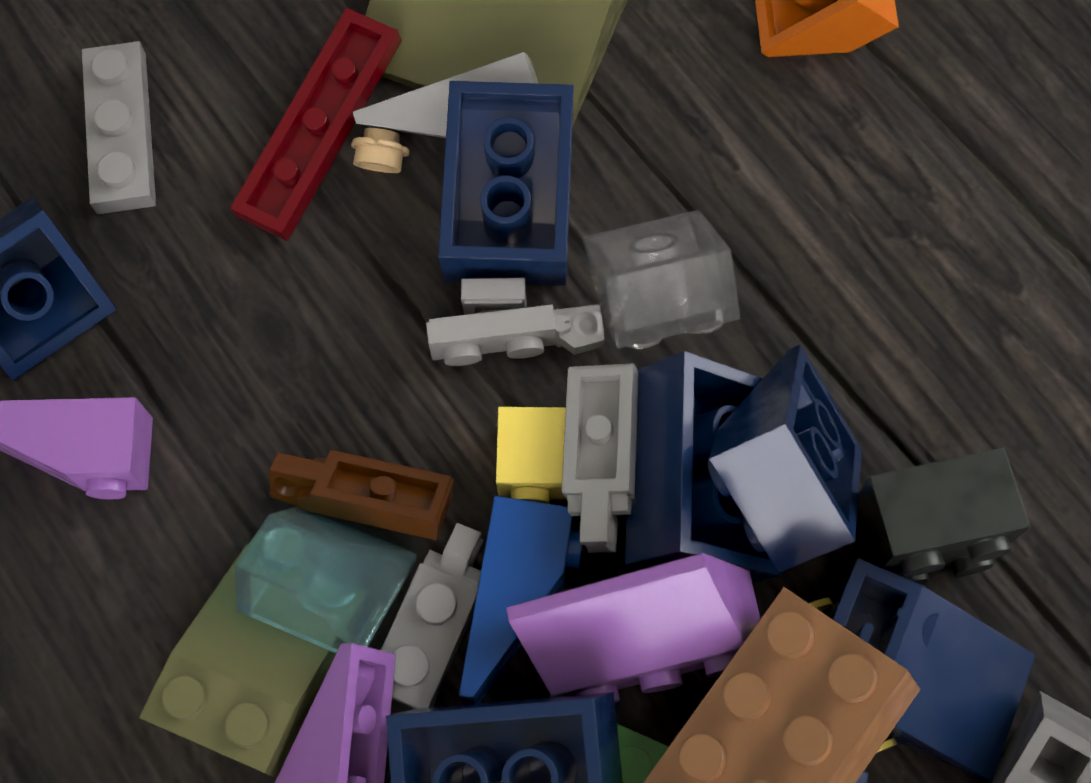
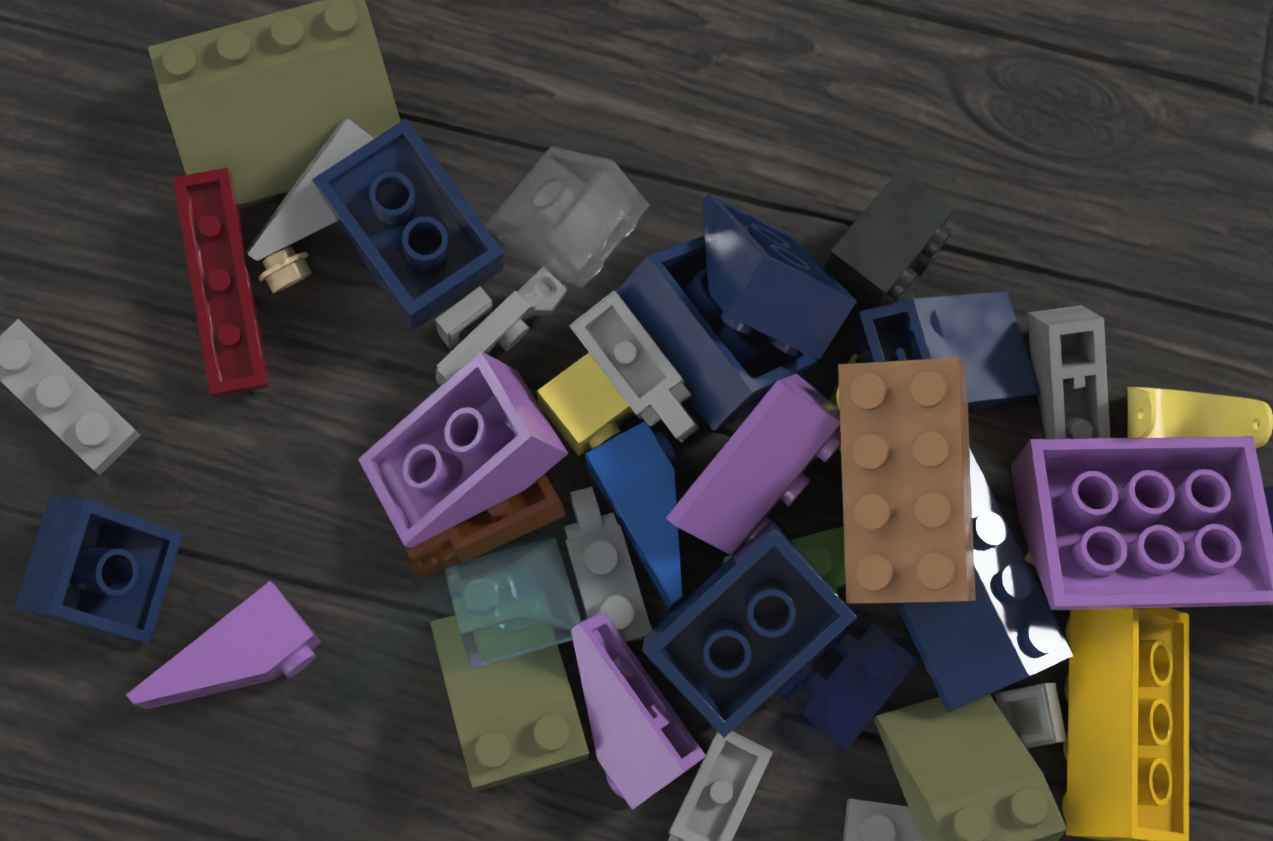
camera: 50 degrees left, 5 degrees up
(394, 412) = (461, 451): none -> medium lavender slope

